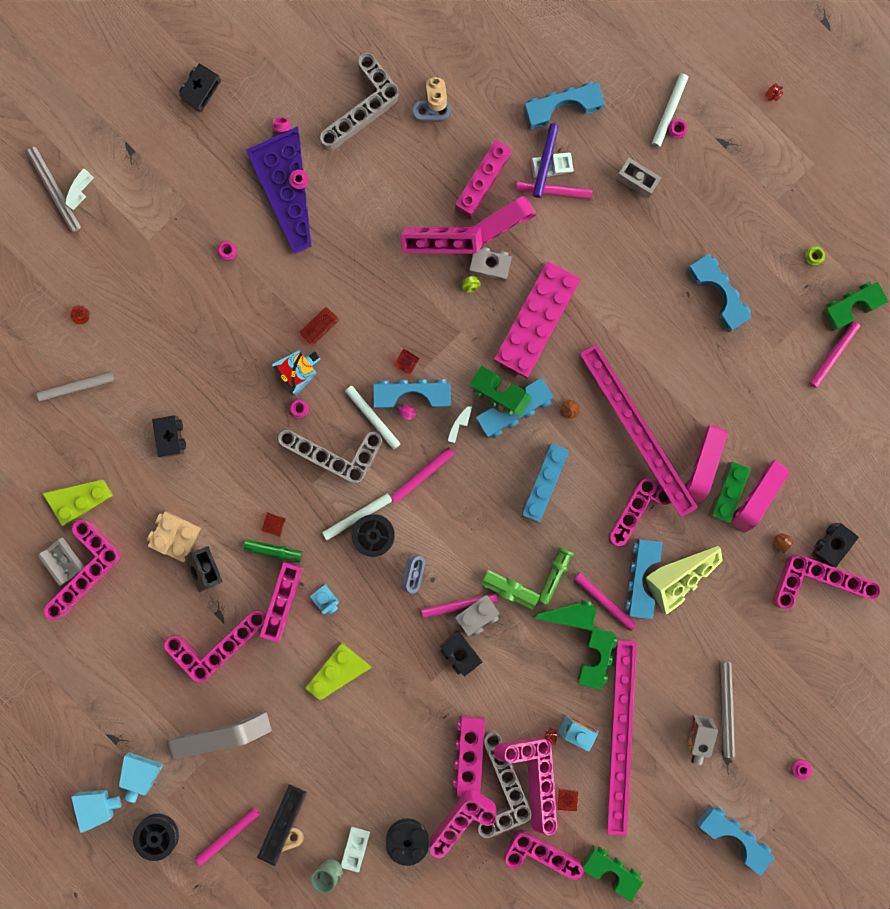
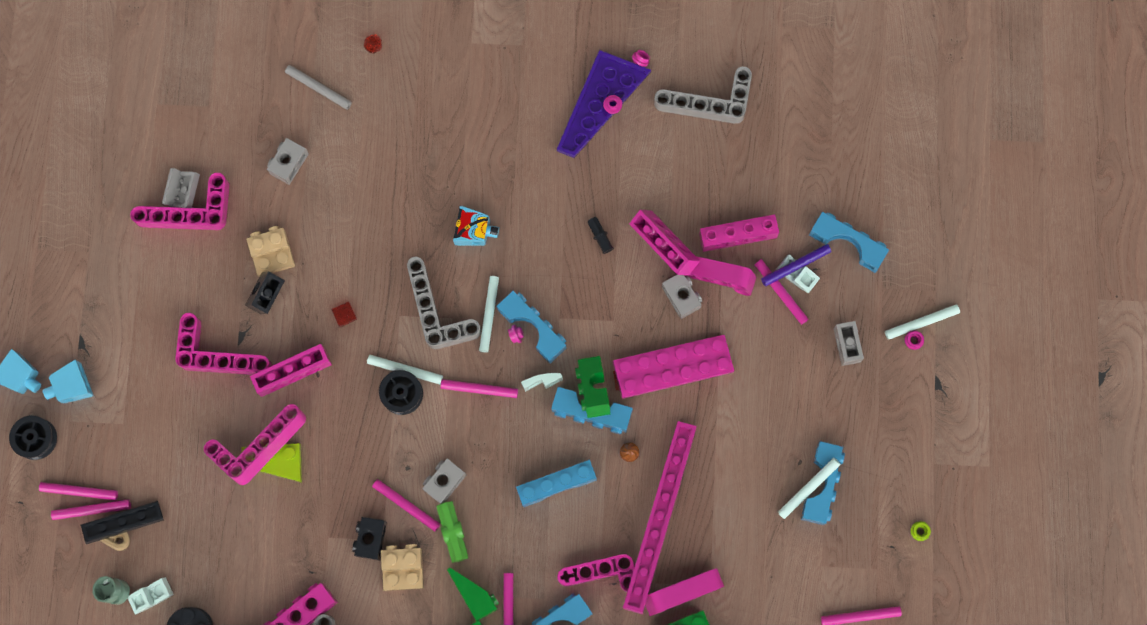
camera: 60 degrees right, 10 degrees down
(77, 500) = (236, 161): lime wing -> none
(121, 470) = (287, 171): none -> light grey brick
(165, 446) = (341, 173): black brick -> none
(220, 737) = (150, 416): light grey beam -> none
(227, 244) = (515, 97): dark pink plate -> none
(250, 839) = (90, 509): none -> dark pink piece
(274, 551) = (321, 327): green pin -> none
(294, 404) = (443, 251): dark pink plate -> none
(319, 326) = (520, 215): clear red bracket -> none
(319, 678) = (257, 447): none -> dark pink beam
(325, 600) = (321, 402): medium azure bracket -> none
(389, 281) = (600, 235): none -> black axle
(406, 361) = (552, 300): clear red plate -> none
(413, 573) = (399, 448): sand blue plate -> none
(430, 115) = (755, 151): sand blue plate -> none
(436, 94) = (768, 144): tan plate -> none
(470, 284) = (653, 294): lime plate -> none
(472, 573) = (455, 477): none -> light grey brick
(477, 616) = (410, 525): light grey bracket -> none
(503, 649) = (402, 568): none -> tan plate
(561, 567) = (471, 564): bright green pin -> none
(715, 305) = (798, 498): none -> light aqua piece
(774, 92) = (1011, 386): clear red plate -> none
(869, 297) = (929, 600): green arch -> none

